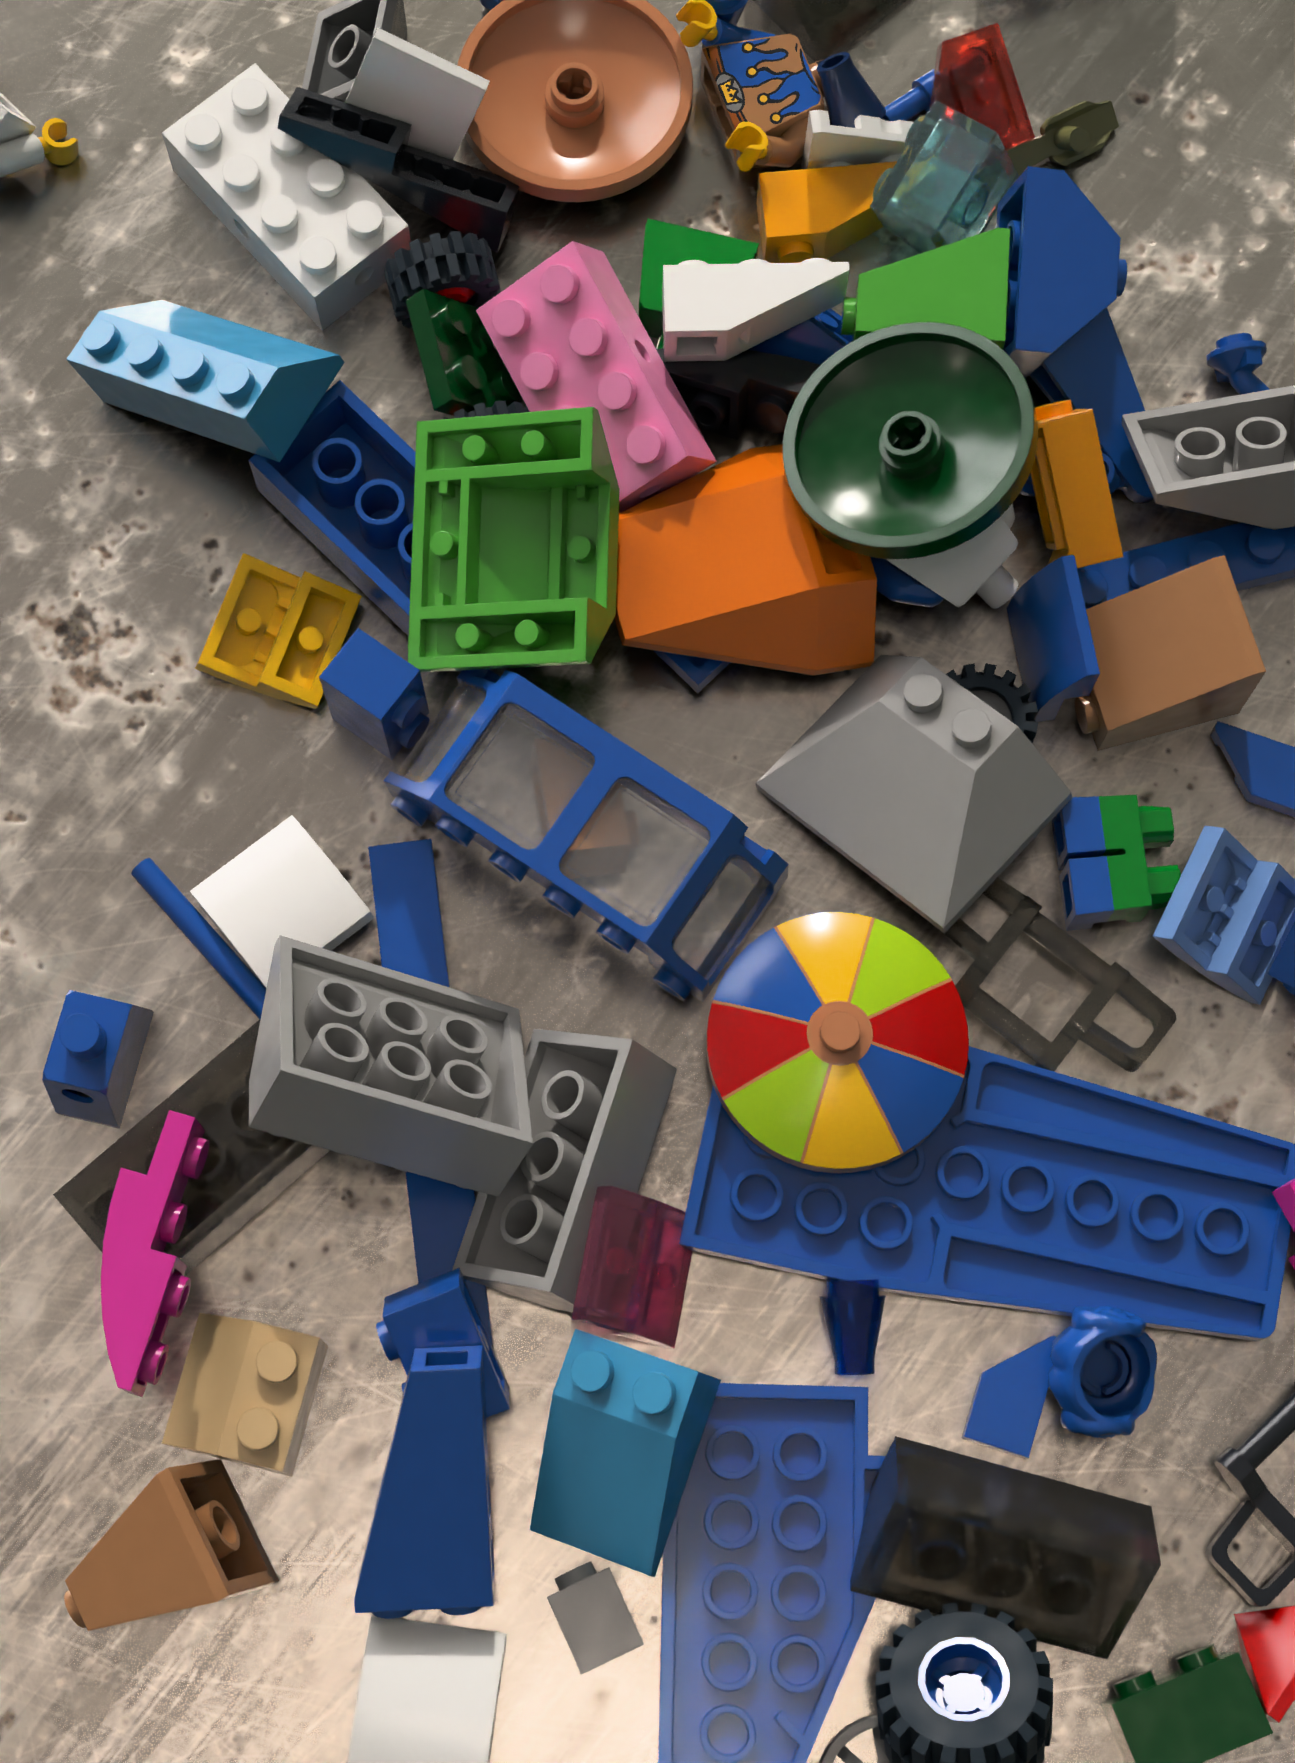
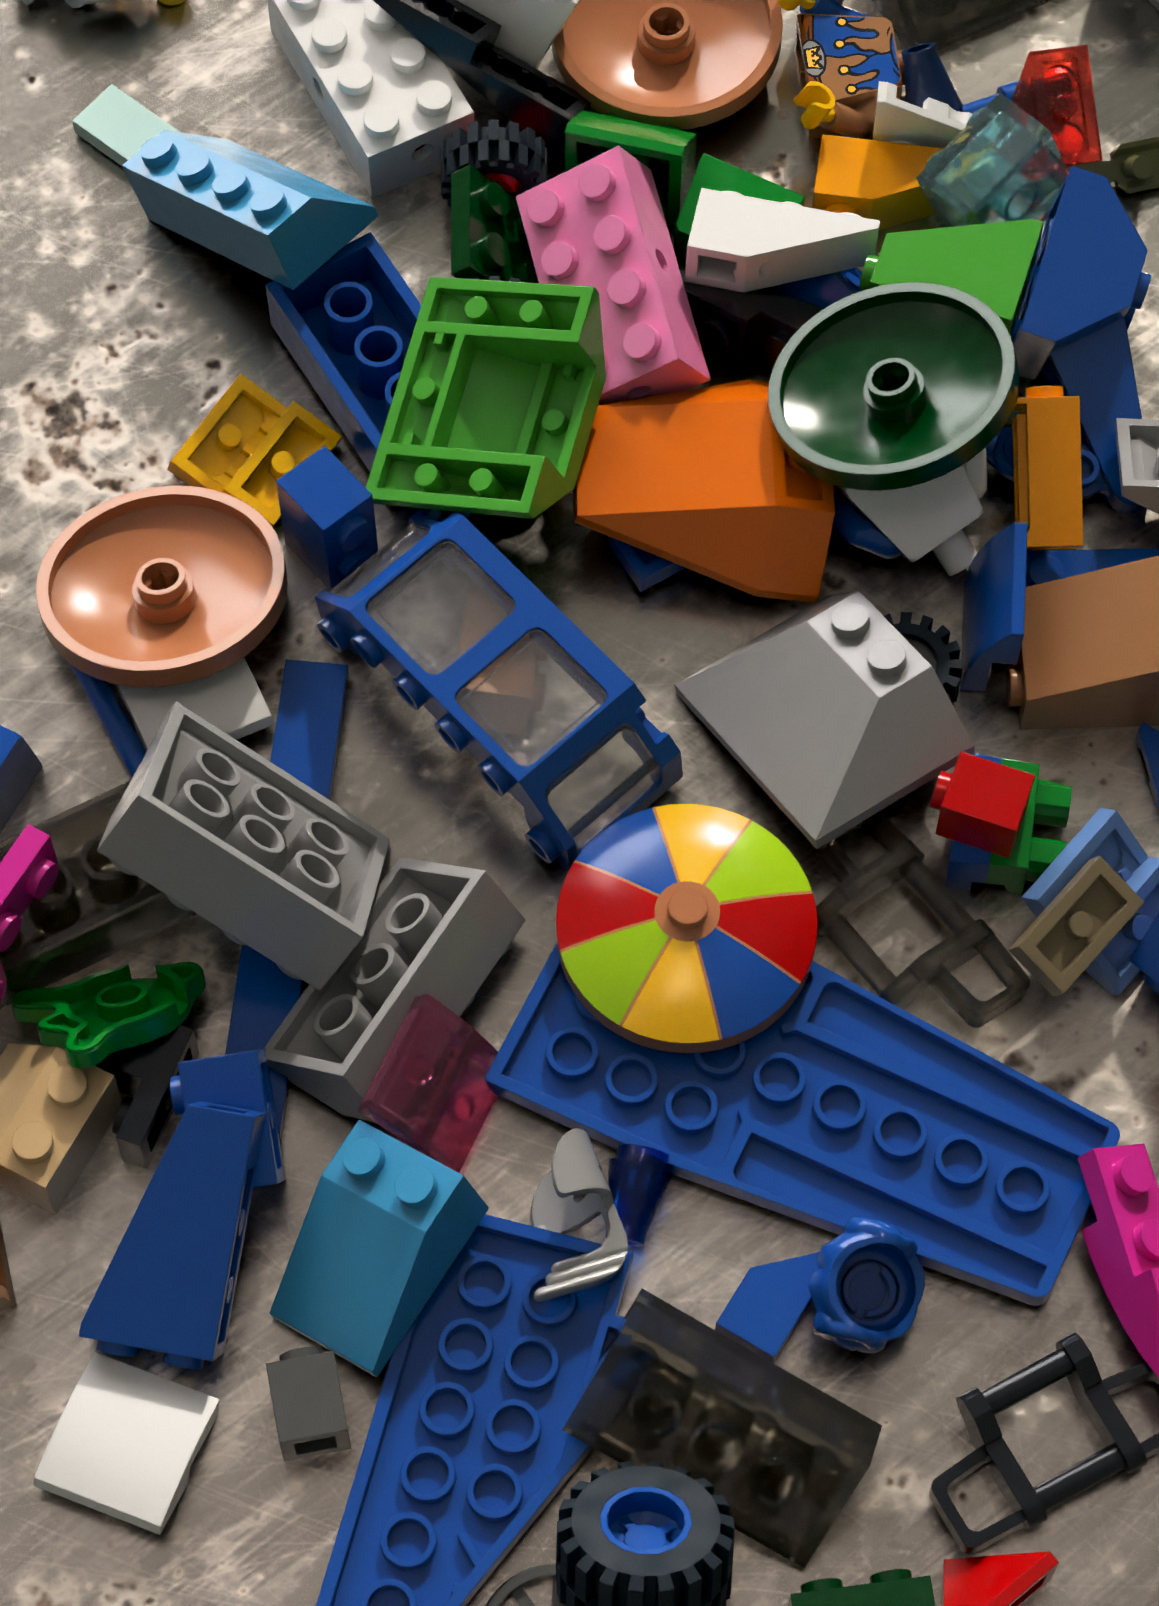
camera: 15 degrees right, 10 degrees down
(51, 310) = (118, 124): none -> light aqua tile
(226, 802) = (162, 586): none -> nougat dish
(295, 1264) = (110, 1010): none -> green tile
(352, 1314) = (146, 1075): none -> black slope
(548, 224) = (661, 148): none -> green slope
(788, 1341) = (562, 1208): none -> light grey helmet
(1098, 854) = (982, 803): none -> red brick
(1215, 957) = (1076, 926): none -> dark tan plate

